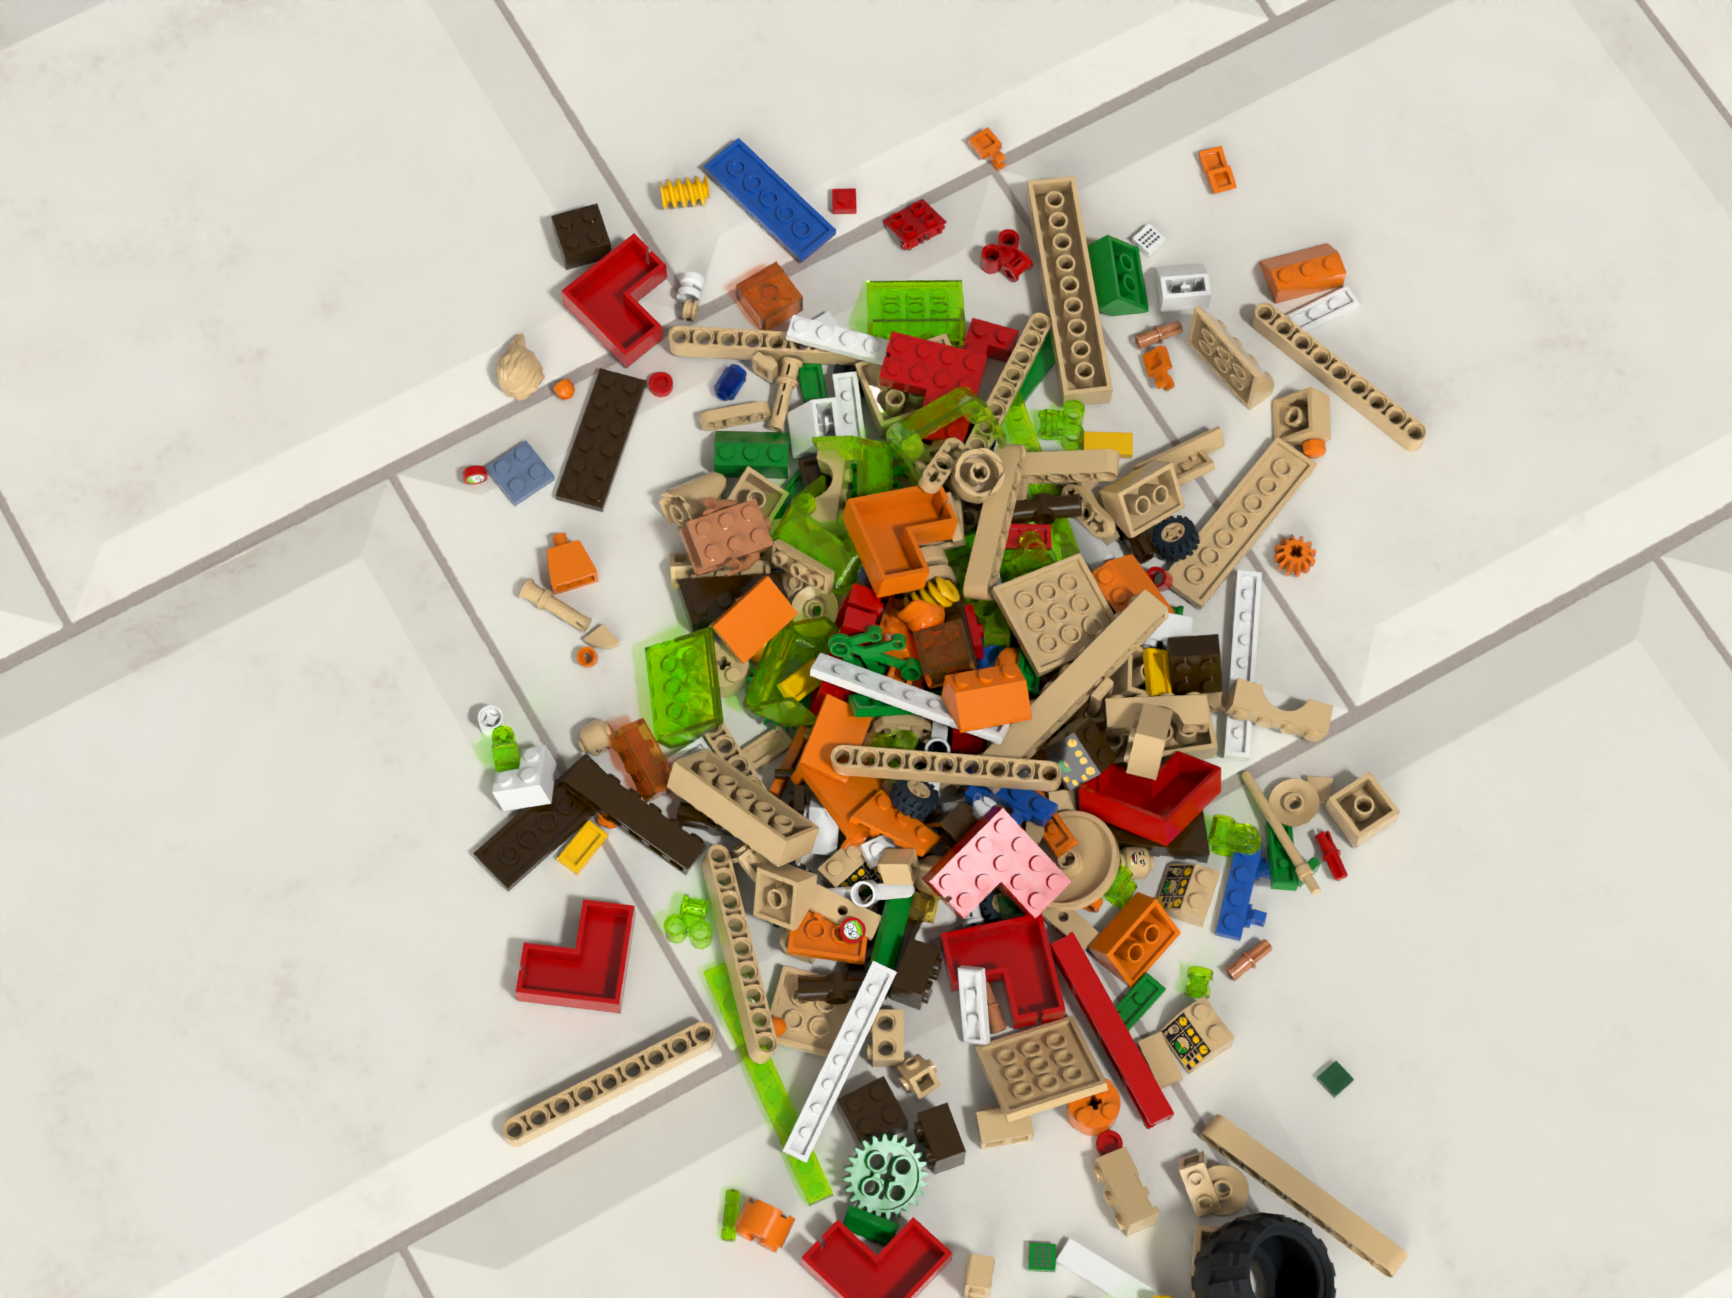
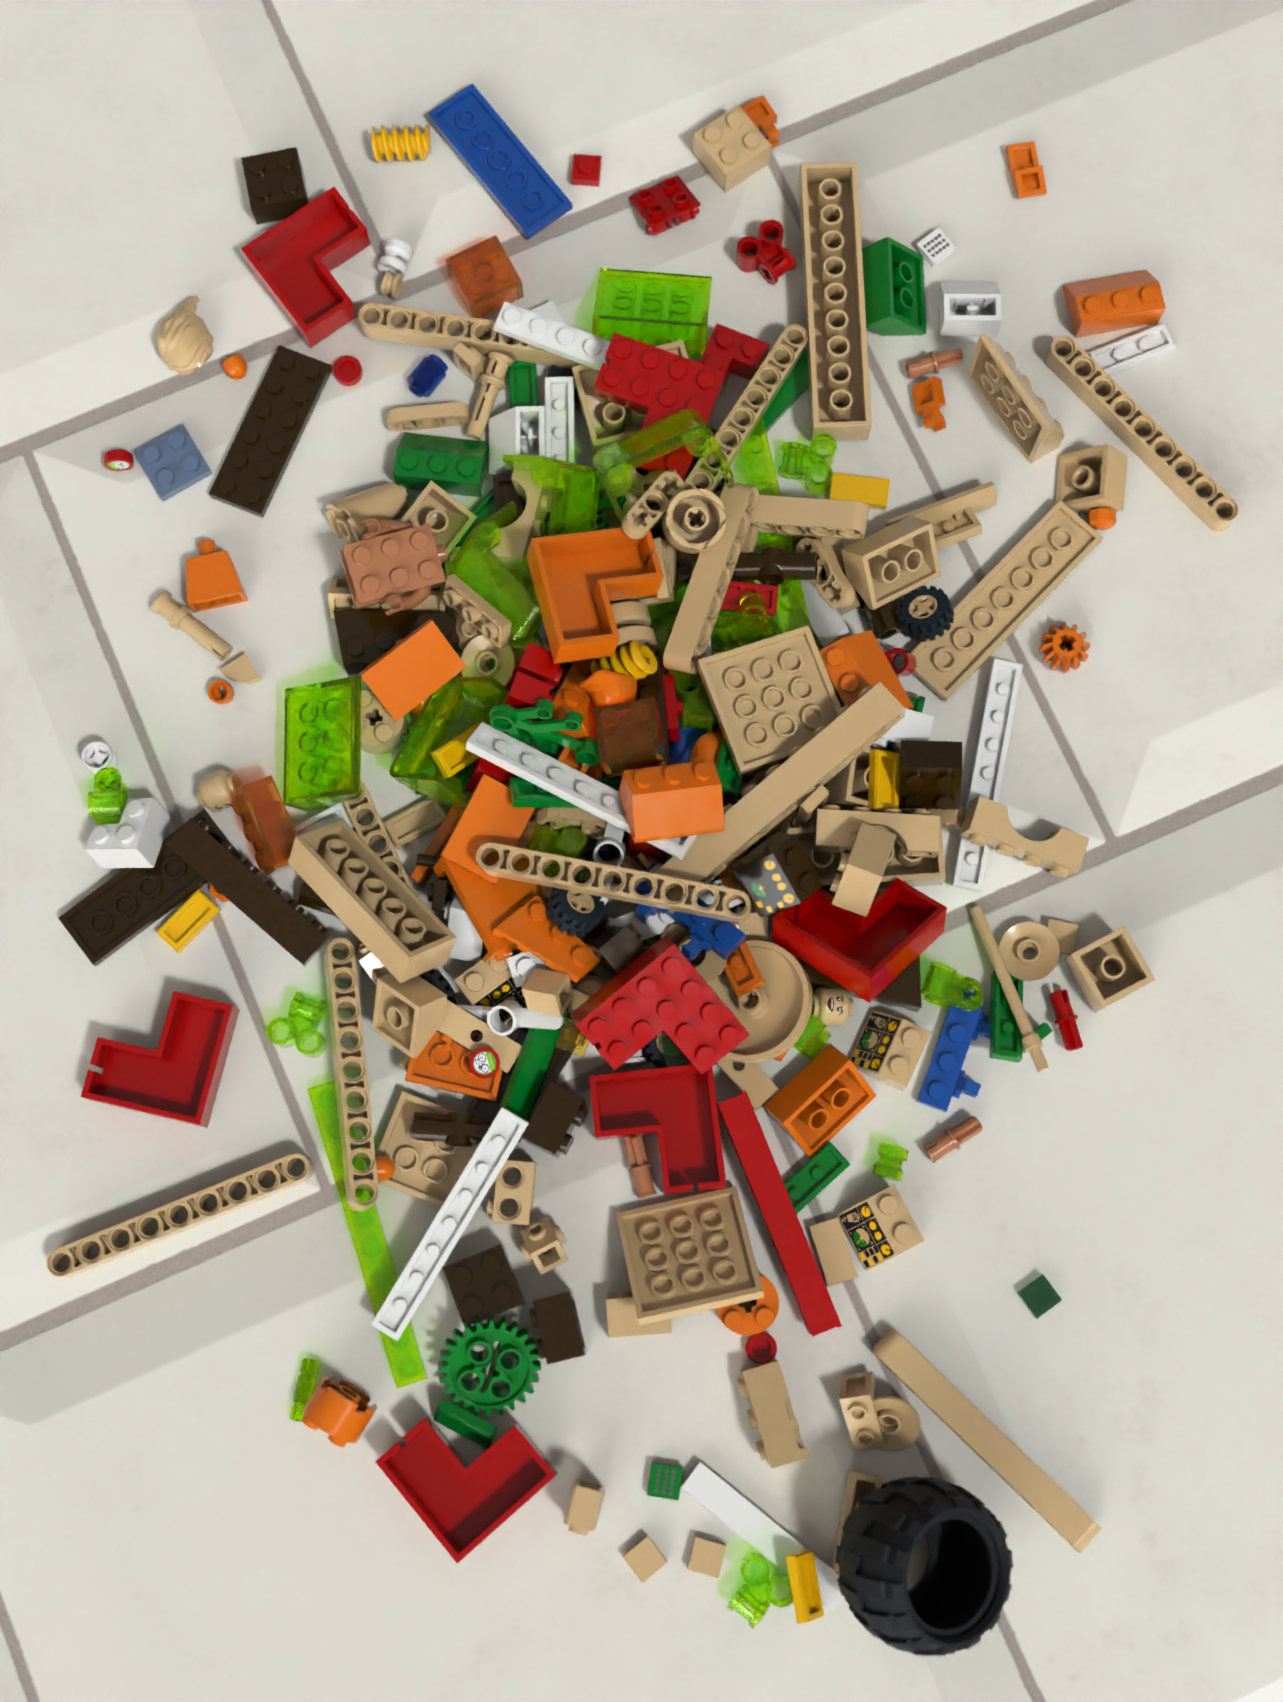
camera: 10 degrees right, 10 degrees up
(966, 173) = (731, 148): none -> tan brick
(973, 1005) = (618, 1167): white tile -> none

